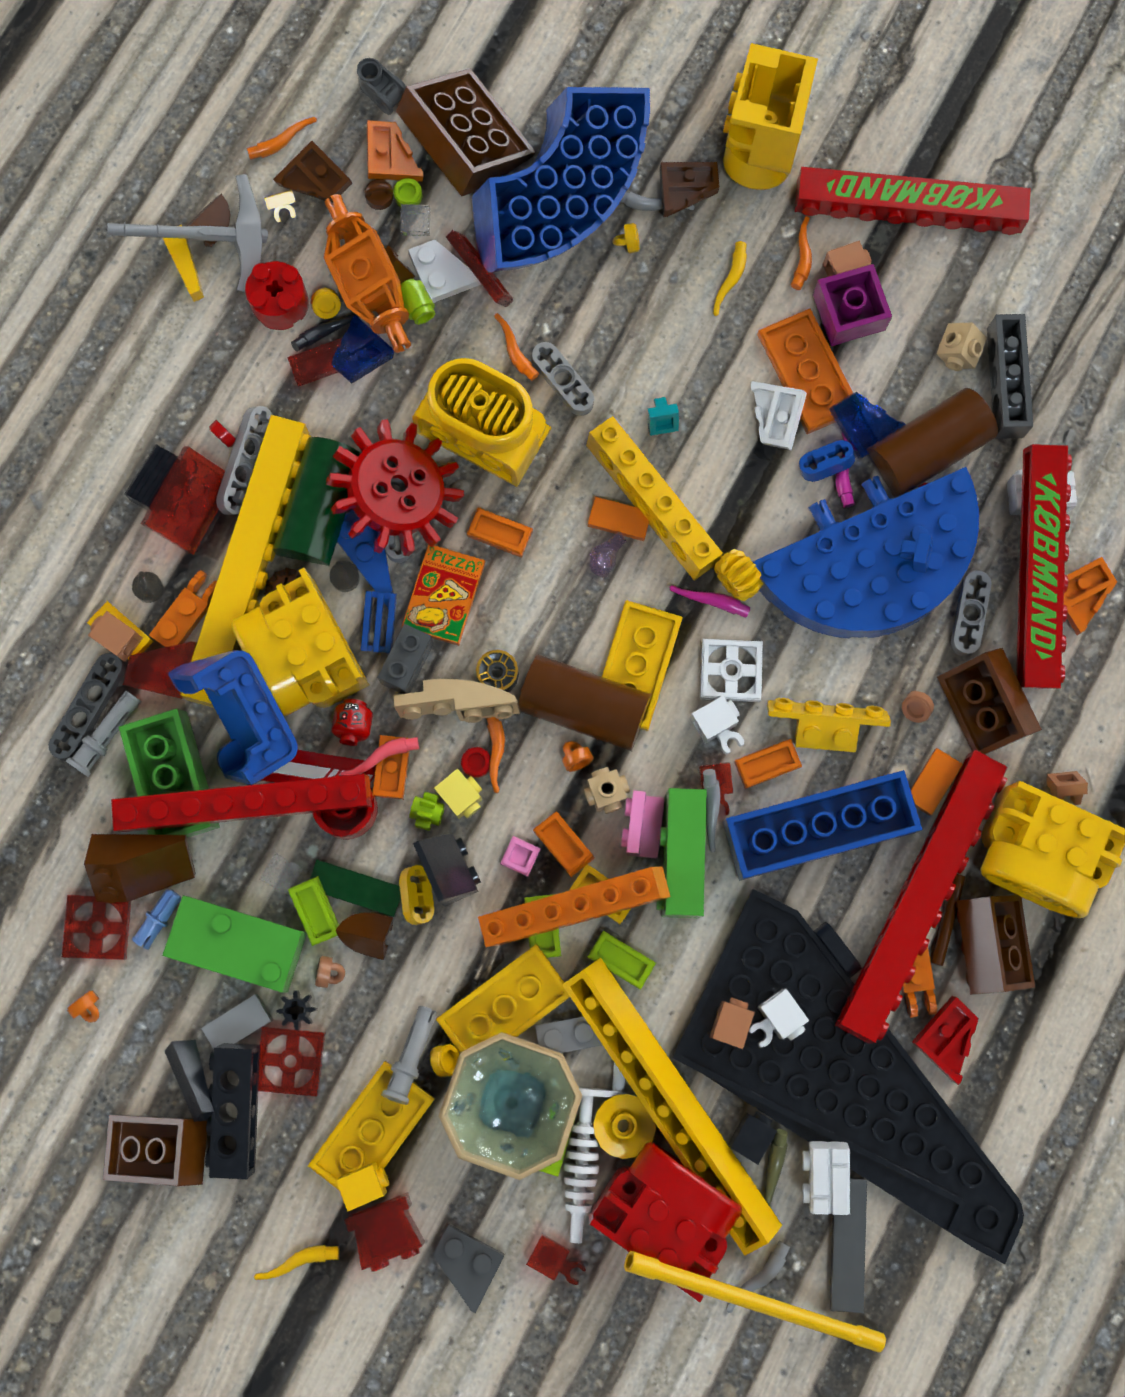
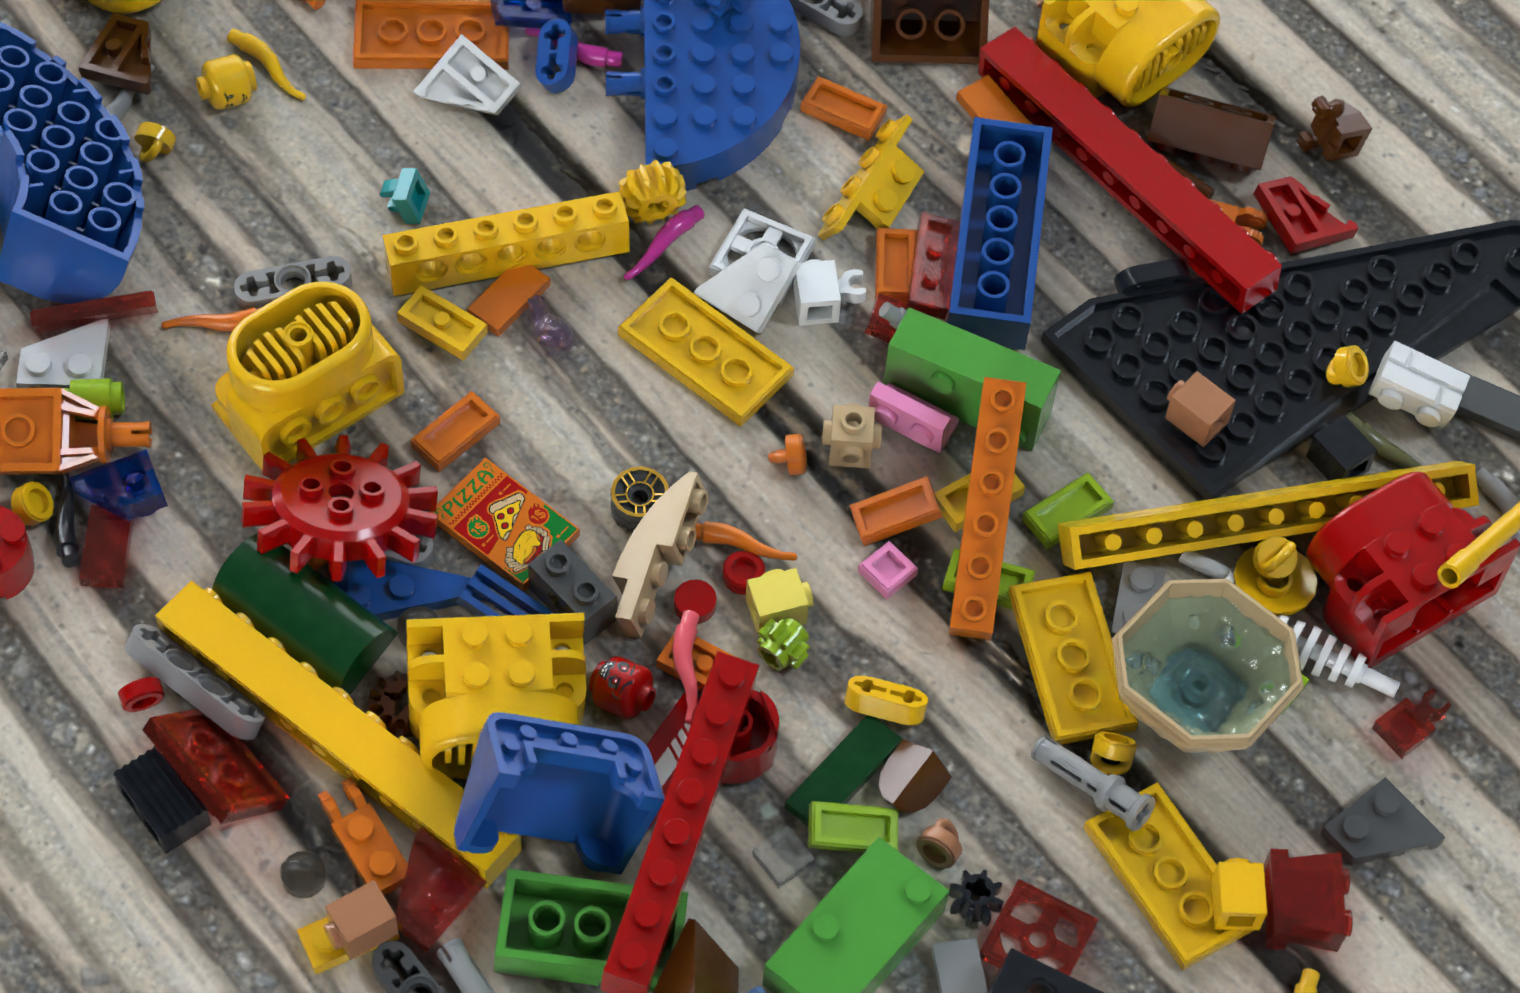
camera: 70 degrees left, 20 degrees down
(440, 740) = (697, 597): none -> red tile
(446, 868) = (873, 647): black slope -> none
(575, 485) = (442, 322): none -> yellow plate
(583, 702) = (731, 414): reddish brown brick -> none
(633, 1121) = (1275, 557): none -> yellow tile
(695, 674) = (751, 286): none -> white wing
(698, 259) = (226, 81): none -> yellow head
(772, 789) = (933, 265): none -> clear red plate
(782, 1016) = (1212, 352): white brick -> none
(819, 1120) = (1348, 367): none -> yellow tile
(885, 674) = (843, 108): none -> orange tile
(917, 706) = (900, 88): nougat tile -> none
(1040, 1037) = (1336, 128): none -> reddish brown piece

